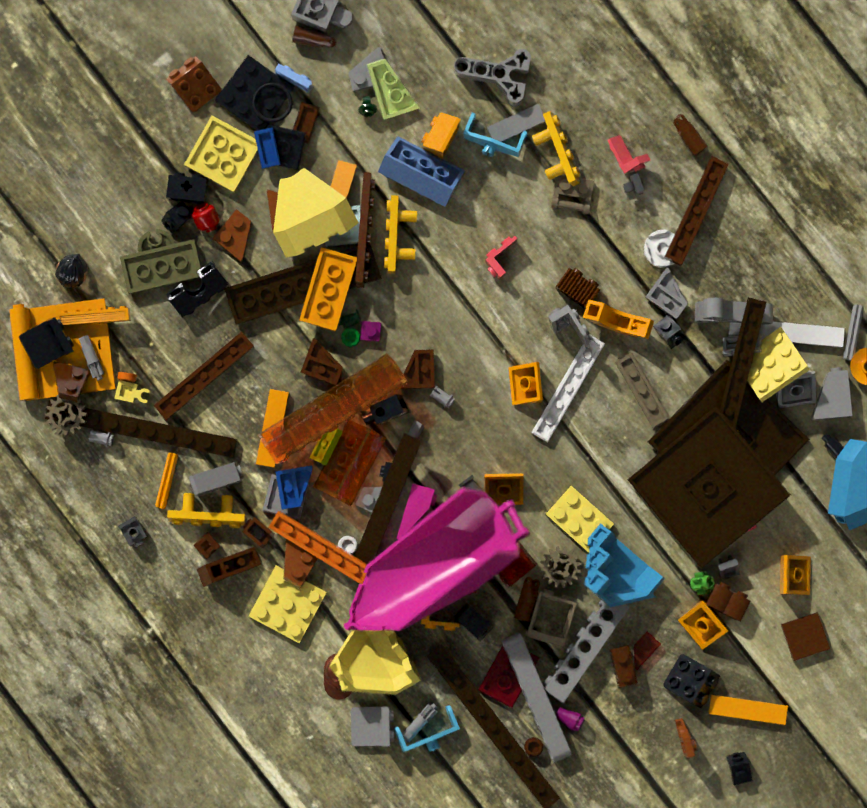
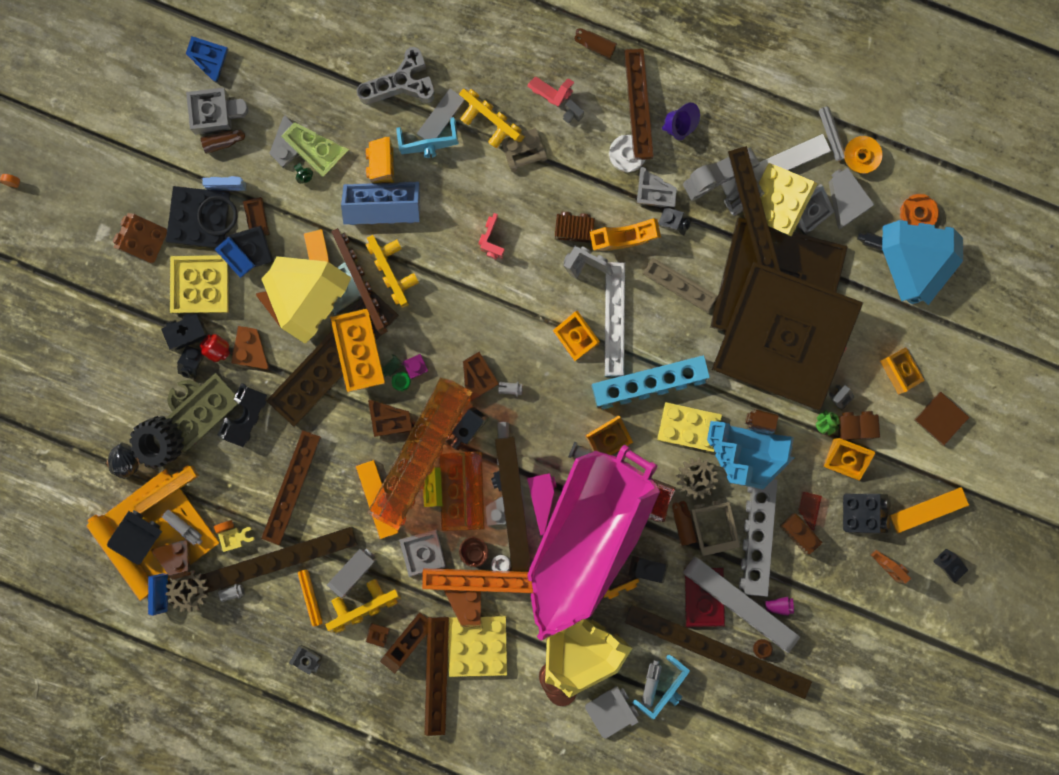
camera: 25 degrees left, 0 degrees up
(38, 403) = (157, 594): none -> blue tile
(98, 271) = (145, 447): none -> black tyre
(238, 609) = (436, 676): none -> reddish brown plate
(258, 532) = (415, 598): reddish brown window -> none
(293, 486) = (423, 540): blue wing -> none
(330, 520) = (473, 552): none -> copper hair
(615, 467) = (696, 365): none -> medium azure brick
(644, 548) = (761, 421): none -> reddish brown brick
(726, 247) = (682, 121): none -> dark purple piece

